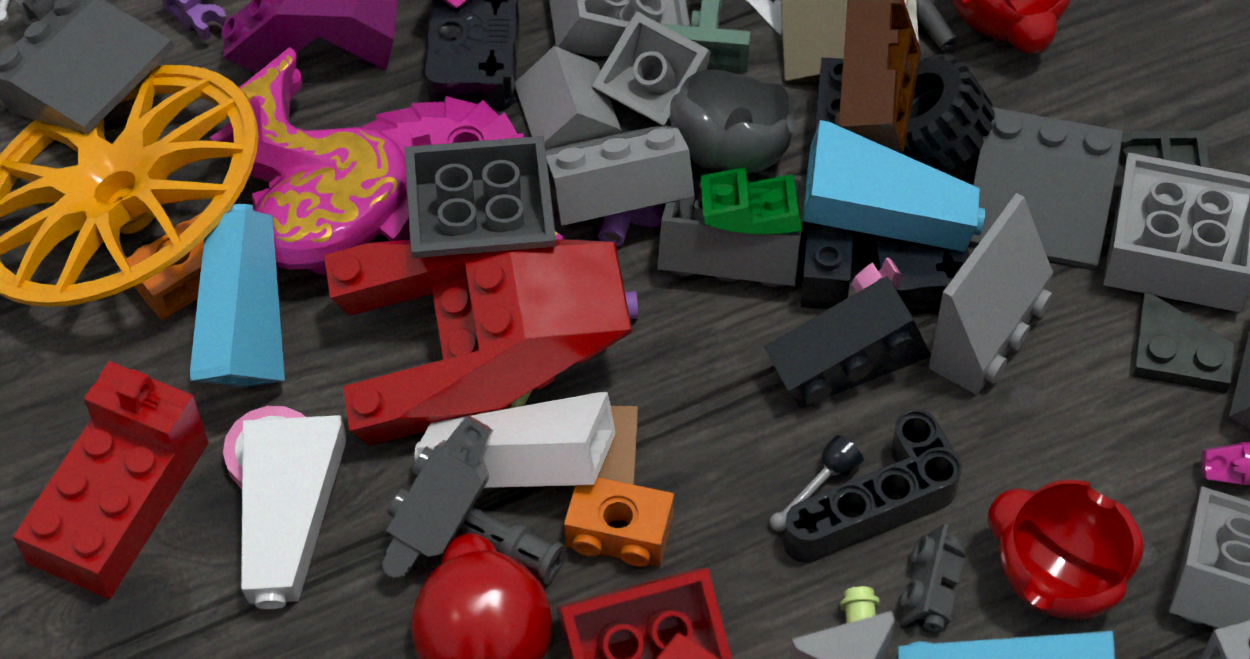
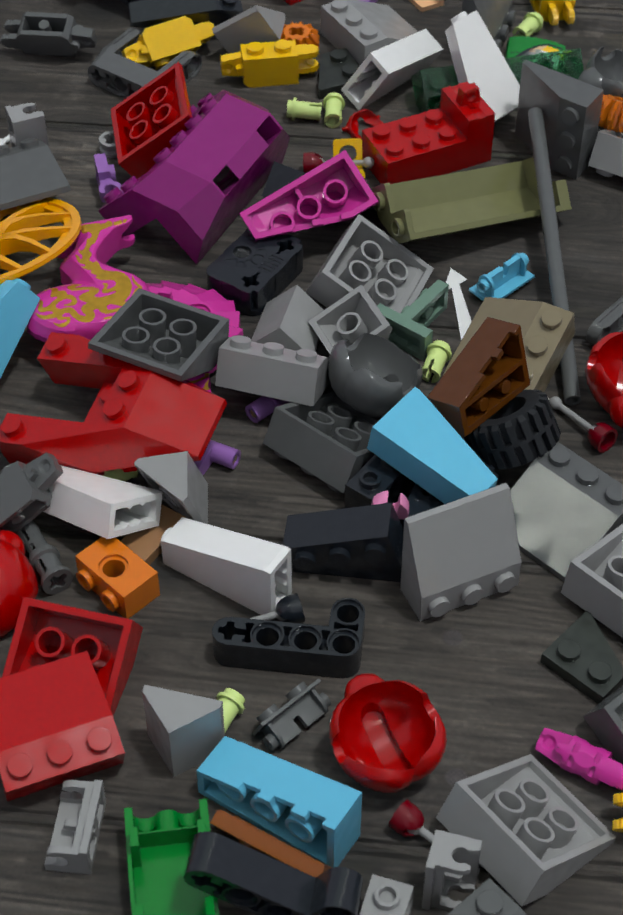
camera: 30 degrees right, 10 degrees down
(616, 370) = (180, 482): none -> light grey slope
(738, 438) = (230, 563): none -> white slope
(750, 207) = (338, 423): green slope -> none
(765, 57) = (437, 355): none -> yellowish green pin
(1008, 73) = (600, 435): none -> dark red hinge
(1142, 631) = (409, 821): none -> dark red hinge

